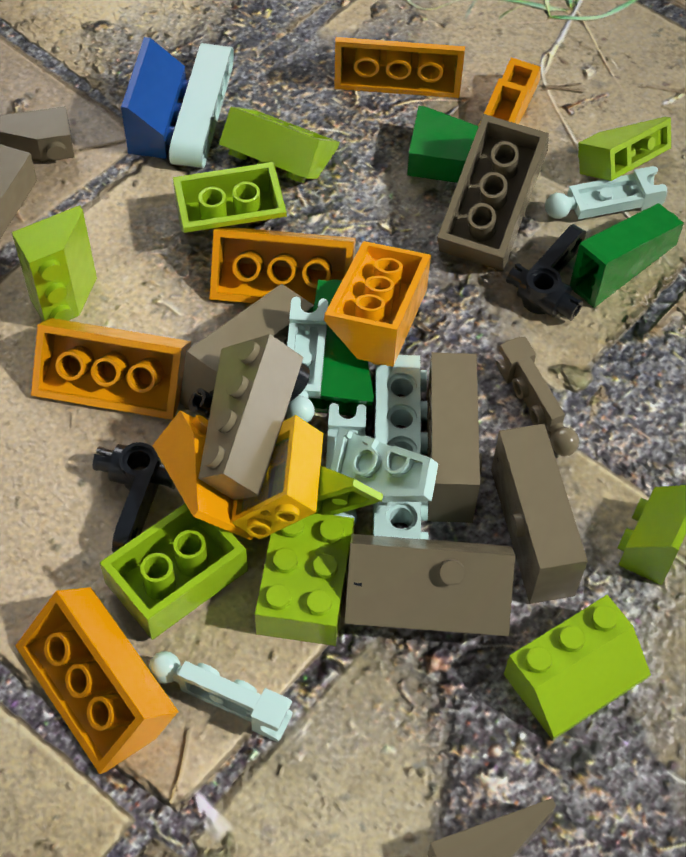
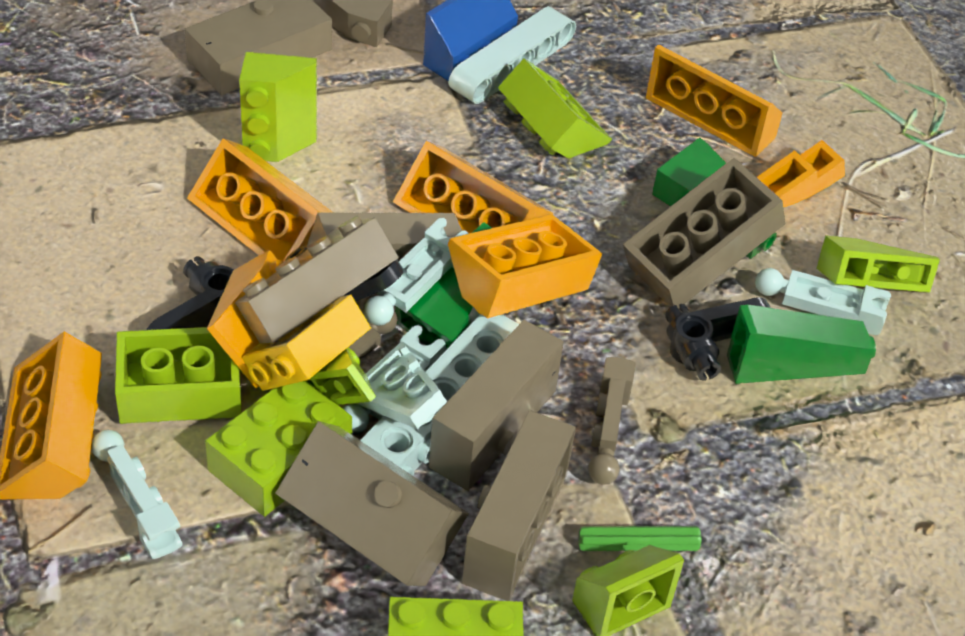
camera: 30 degrees right, 10 degrees down
(228, 197) = (467, 127): lime slope -> none
(629, 483) = (636, 537): none -> bright green axle

